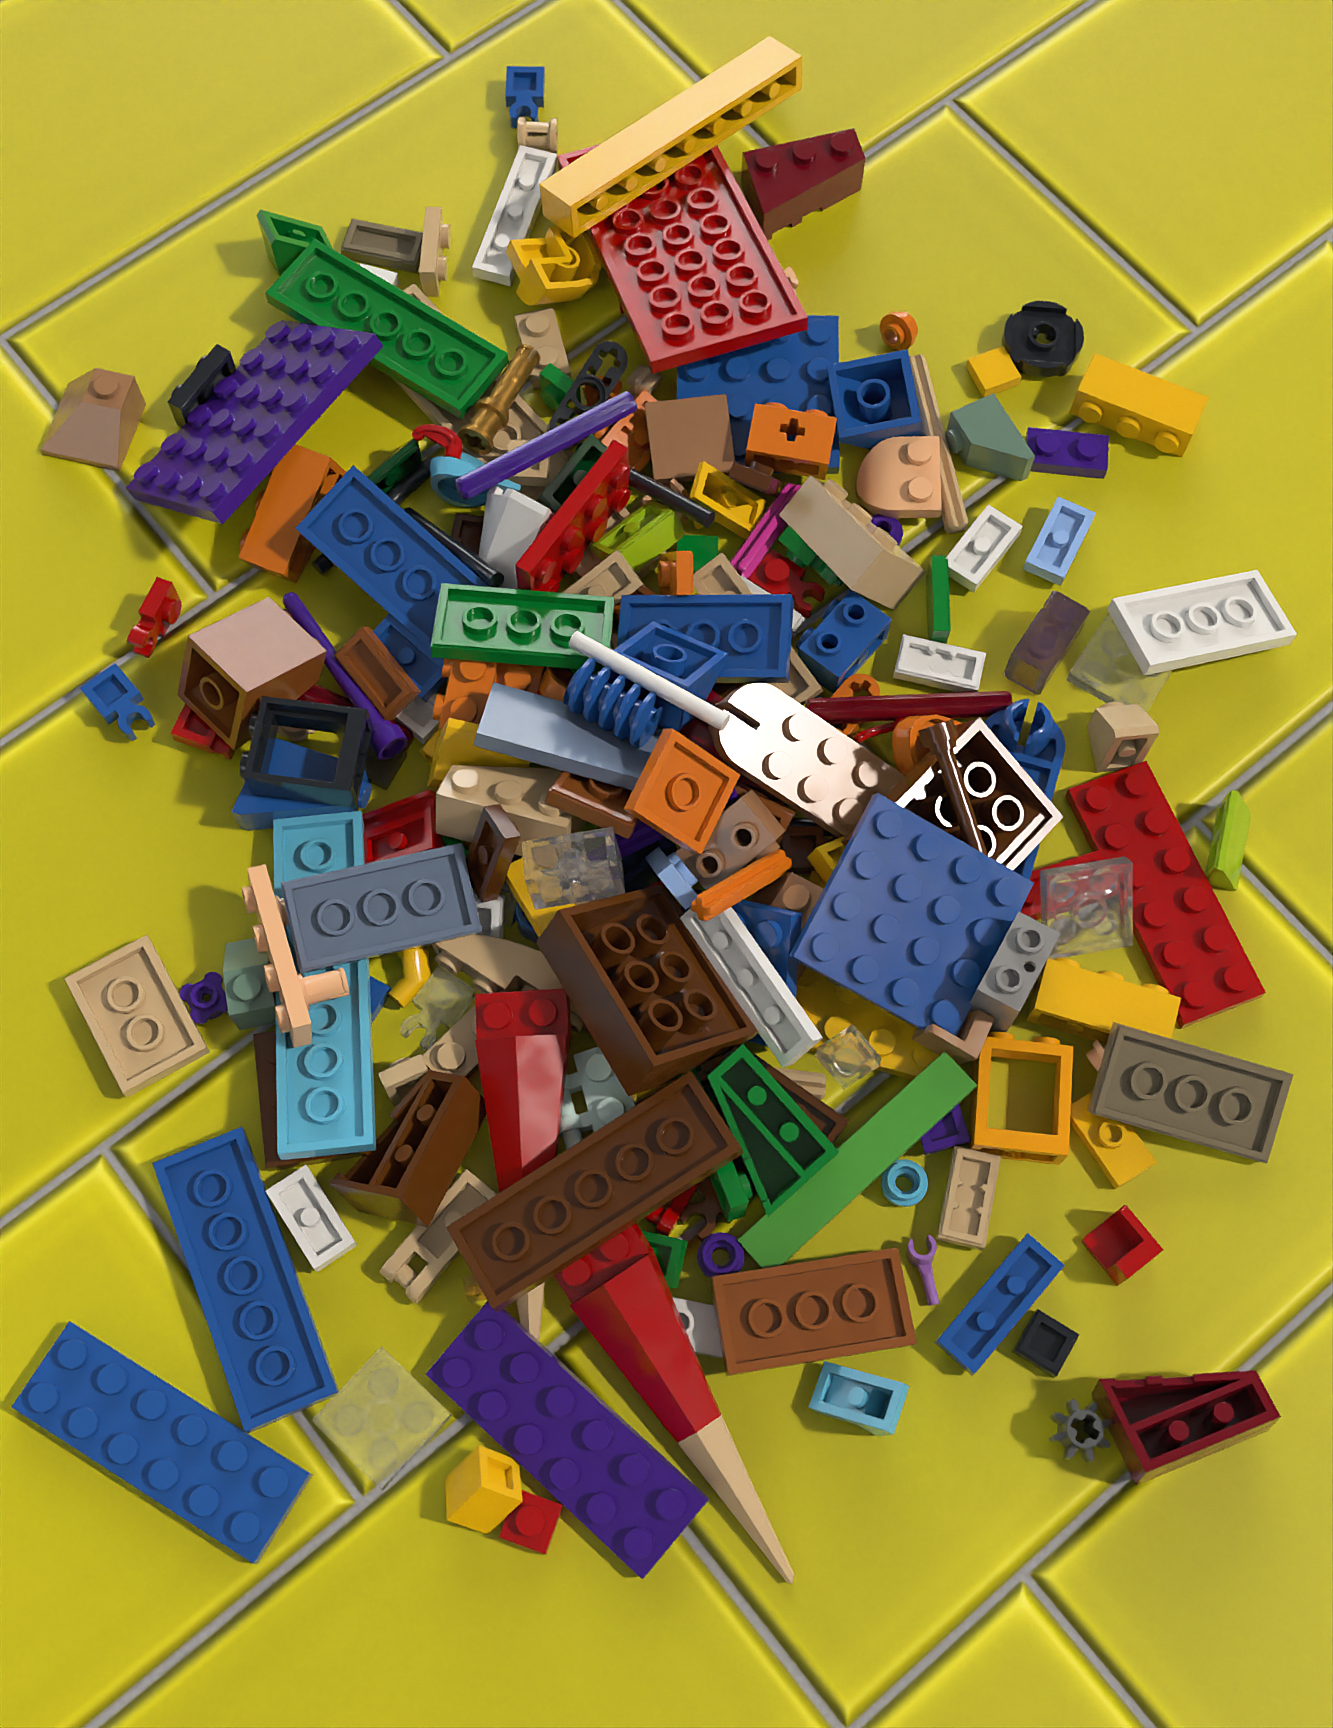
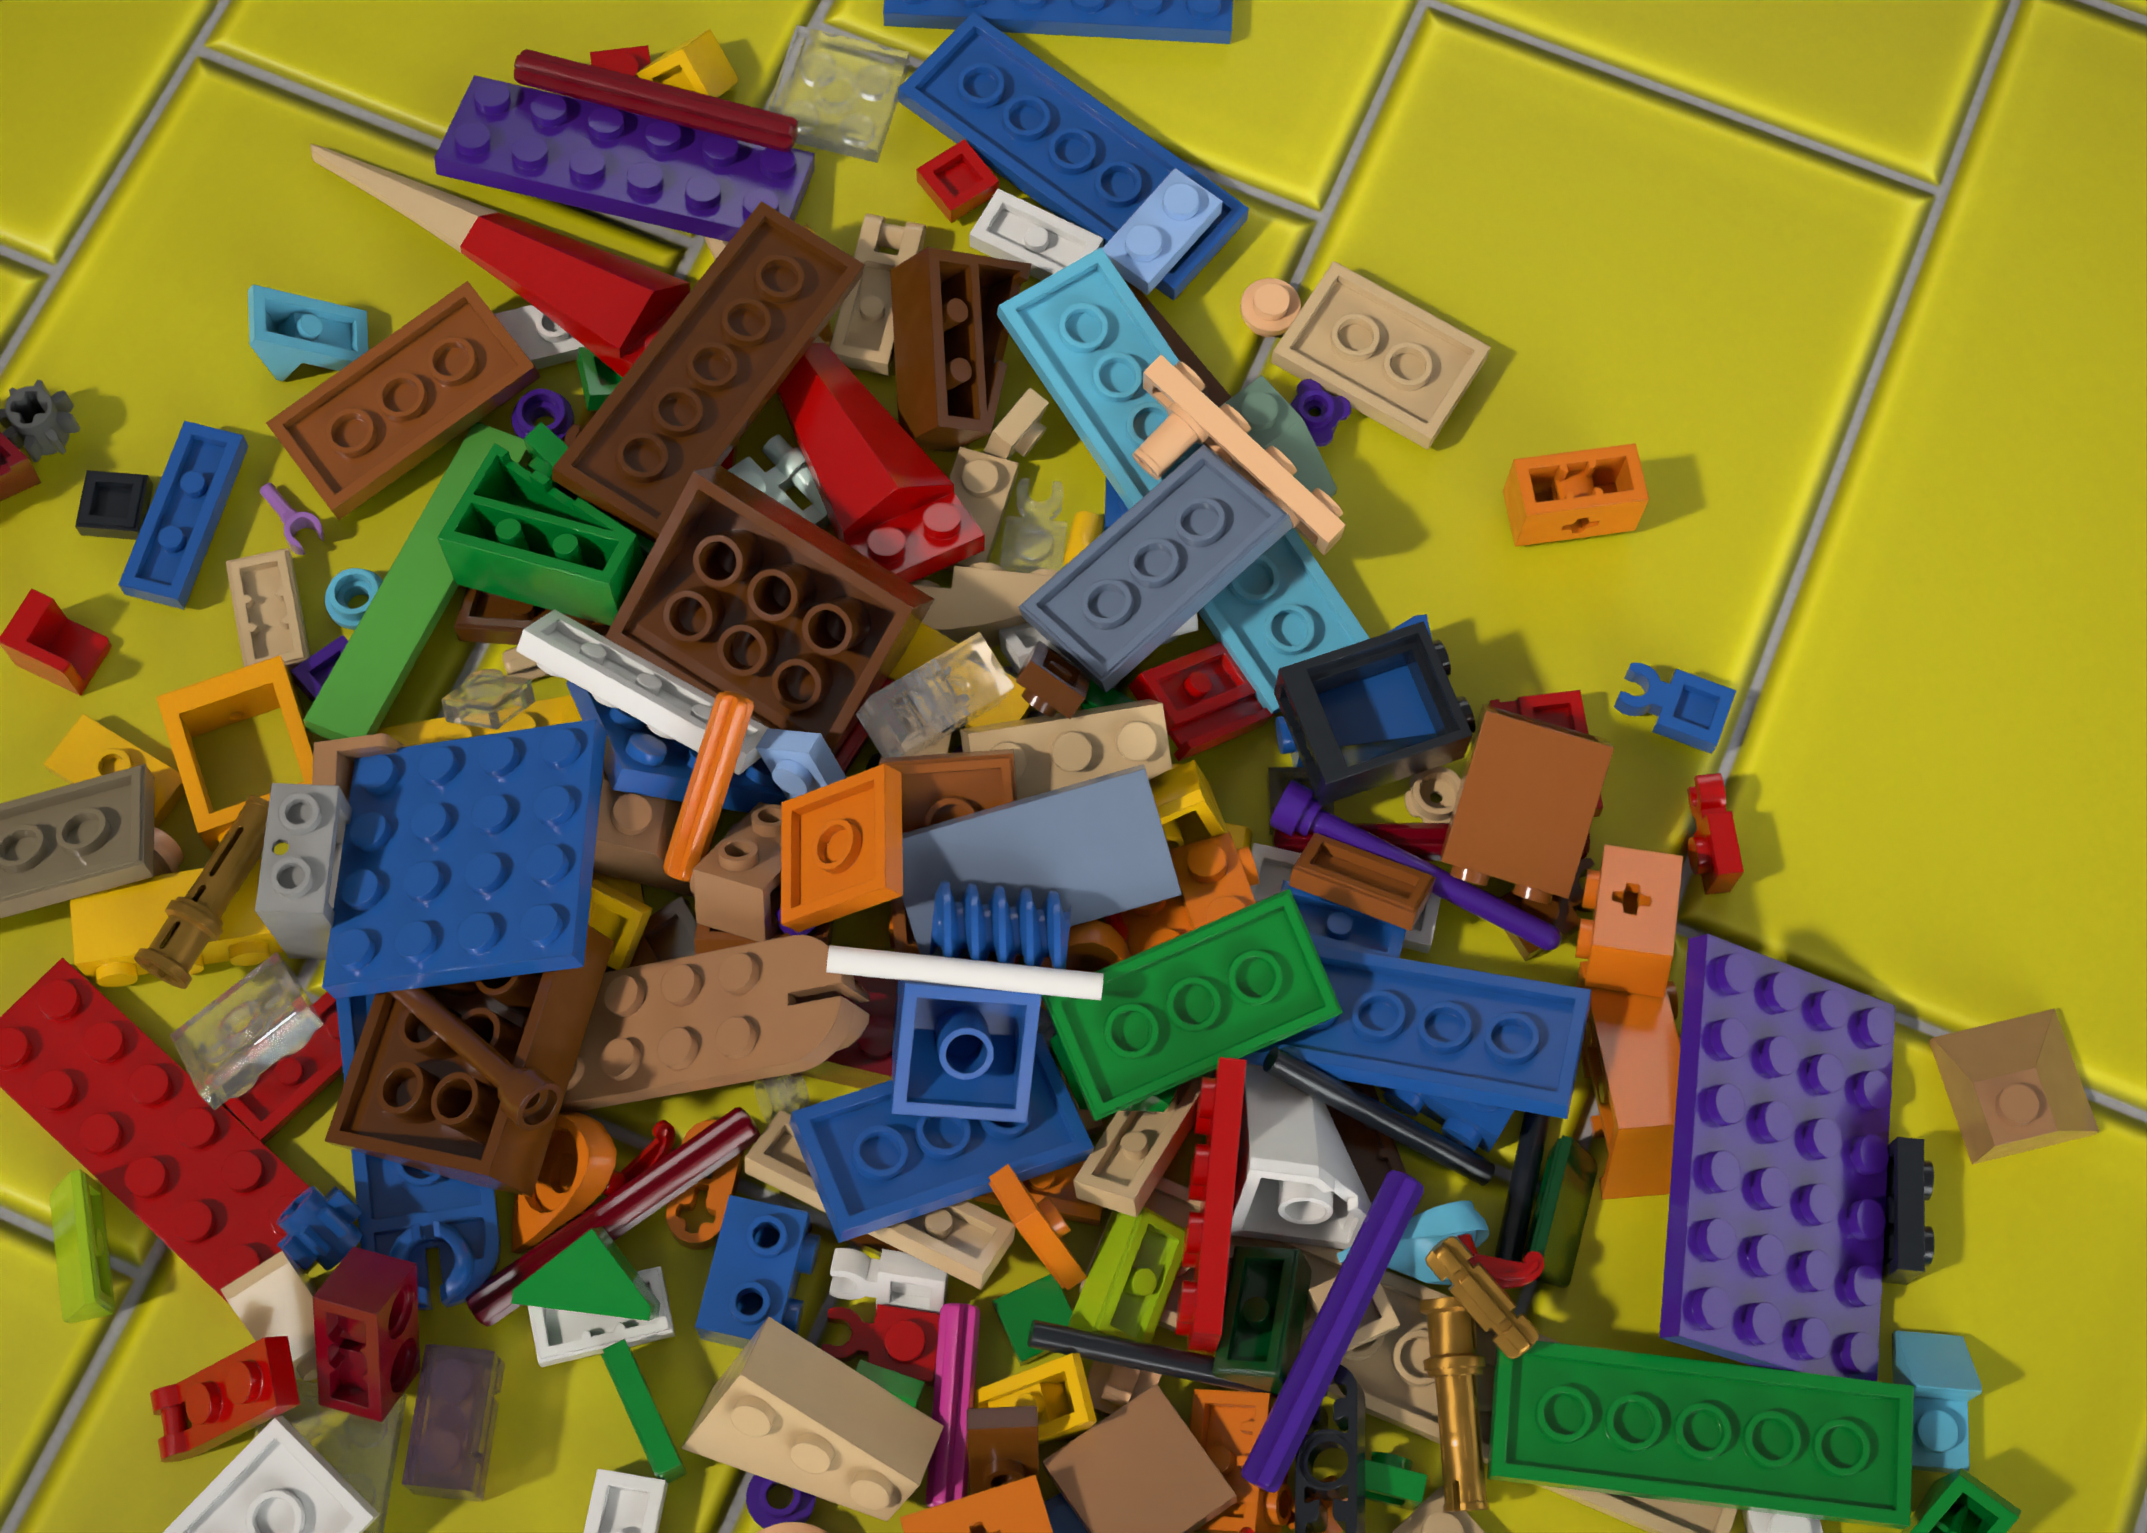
camera: 150 degrees right, 0 degrees up
(85, 846) = (1575, 494): none -> orange brick
(184, 1089) = (1269, 307): none -> light nougat plate
(224, 1169) = (1162, 230): none -> light blue plate
(244, 549) = (1632, 921): none -> orange brick
(246, 309) = (1943, 1385): none -> medium azure slope
(337, 1296) = (957, 181): none -> red plate
(459, 419) = (1482, 1297): none -> pearl gold axle
(521, 1469) = (656, 100): none -> dark red axle
(942, 663) = (590, 1279): none -> green slope
(1078, 690) = (366, 1333): none -> dark red brick
(1085, 768) = (319, 1228): none -> blue gear
(1099, 980) = (197, 916): none -> pearl gold pin
(1173, 702) = (226, 1399): none -> red plate

